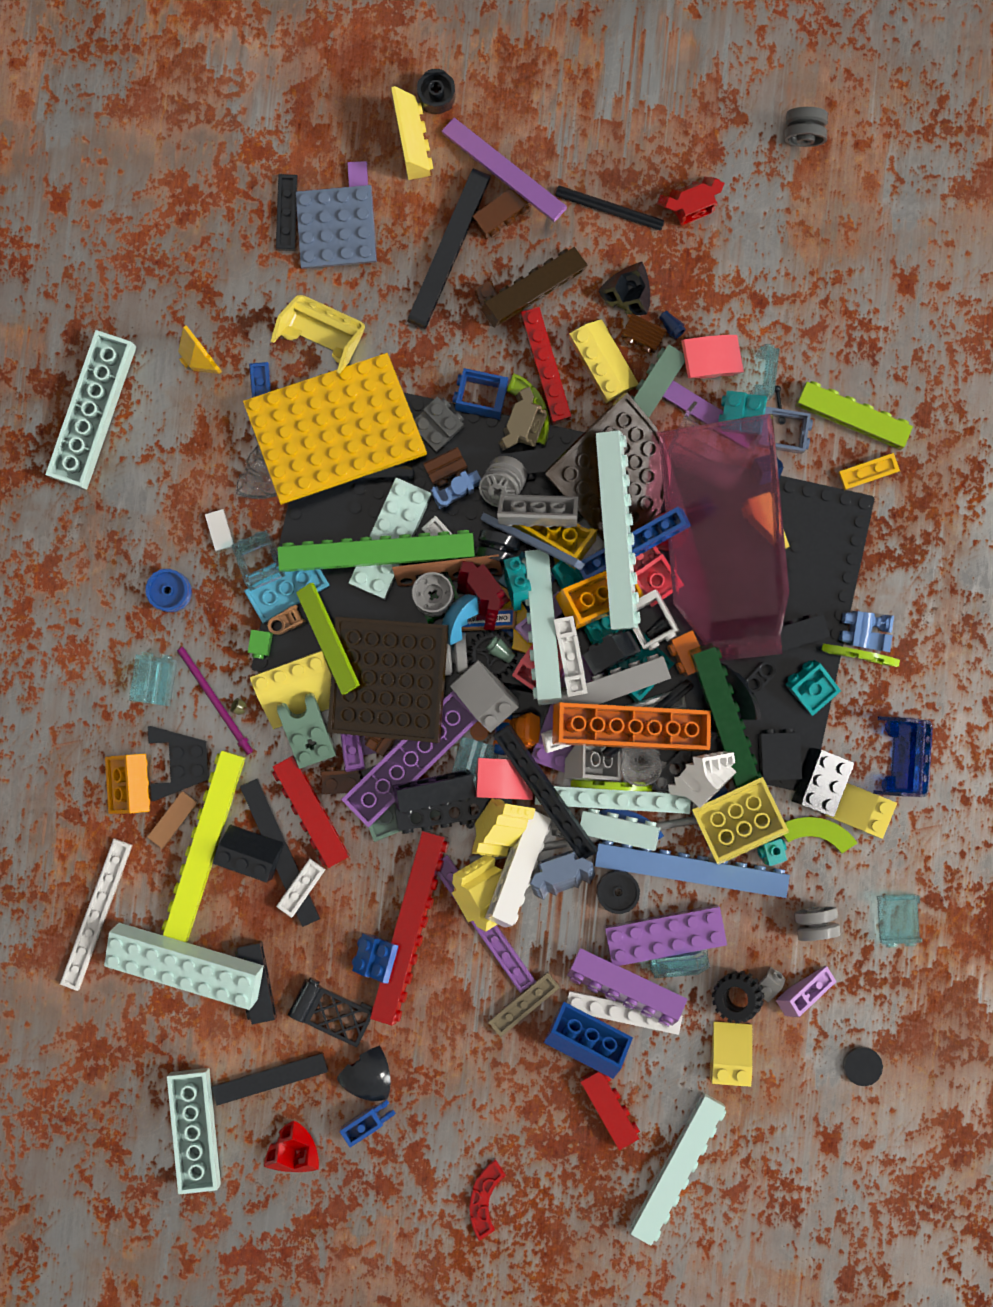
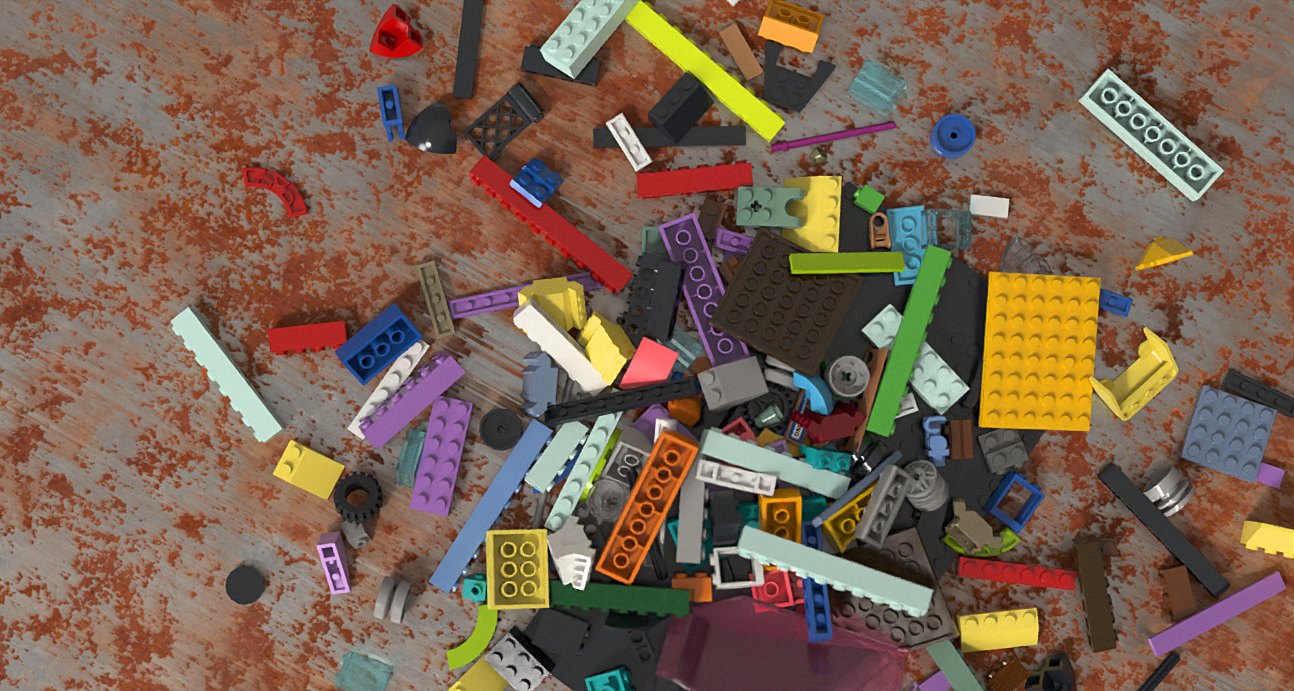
camera: 110 degrees right, 0 degrees up
(413, 254) = (1171, 493): none -> light grey wheel

